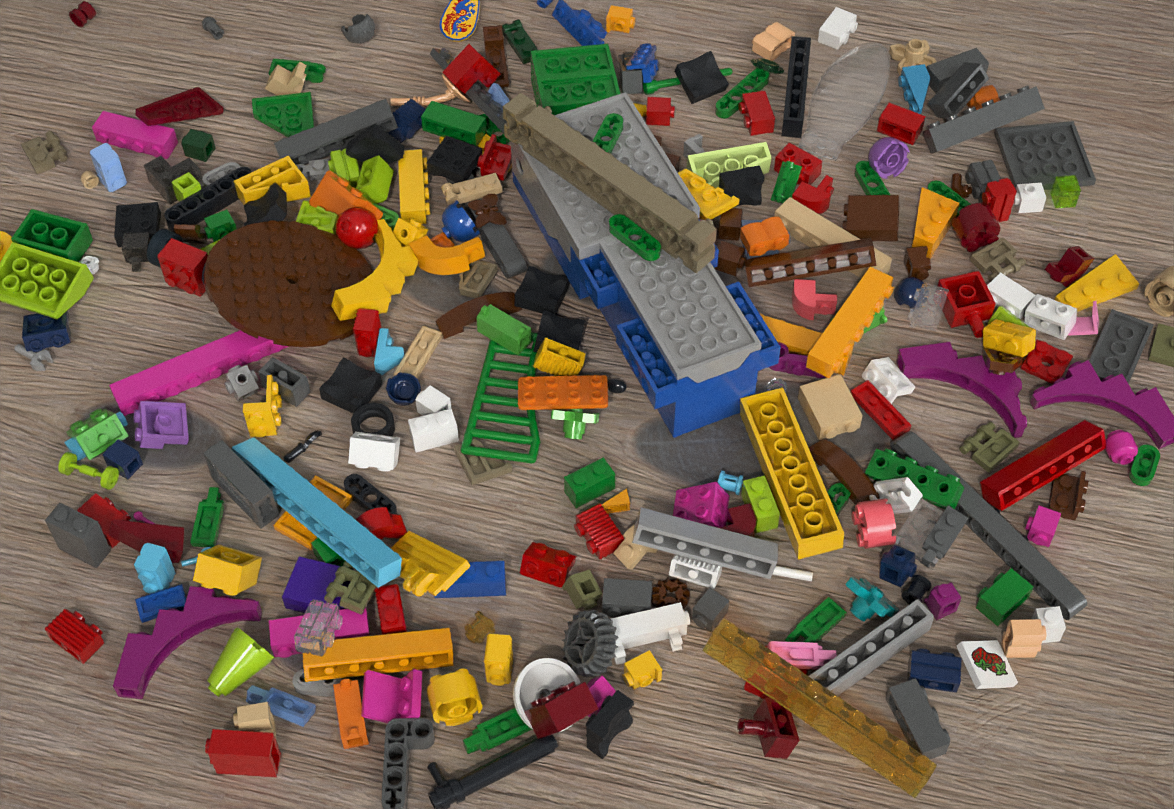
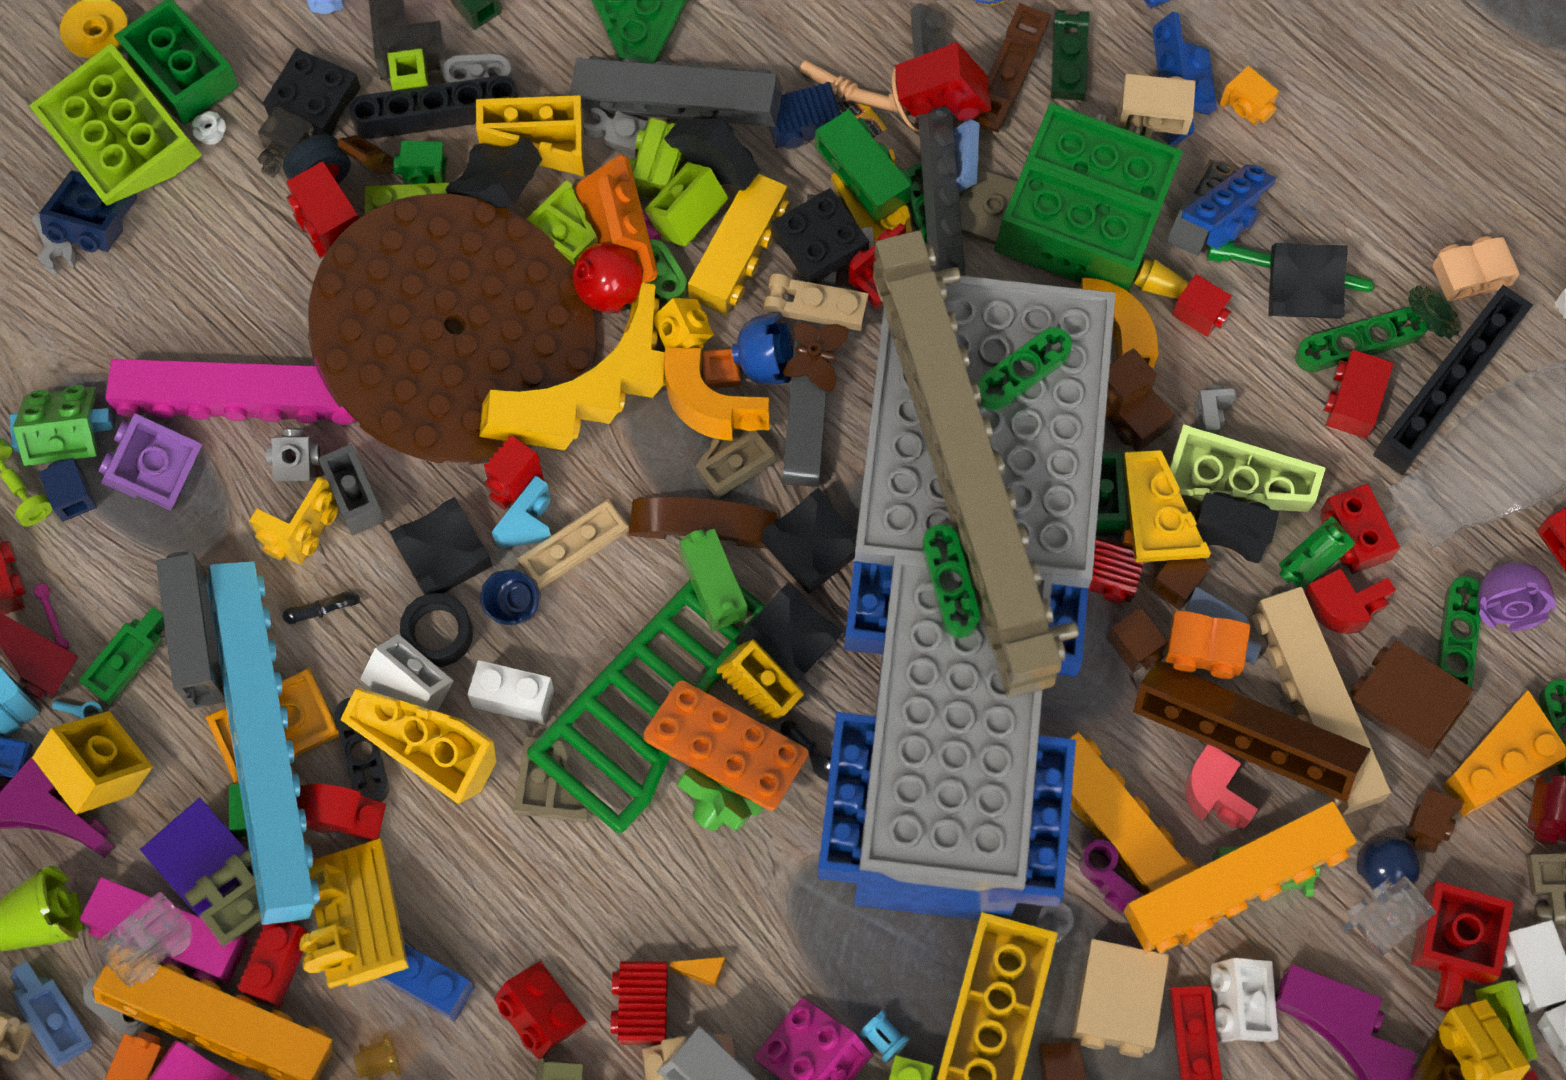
camera: 30 degrees right, 15 degrees up
(409, 466) = (427, 742): none -> yellow wedge
(432, 401) = (538, 646): white brick -> none
(580, 33) = (1155, 104): none -> tan brick
(589, 482) = (678, 914): green brick -> none

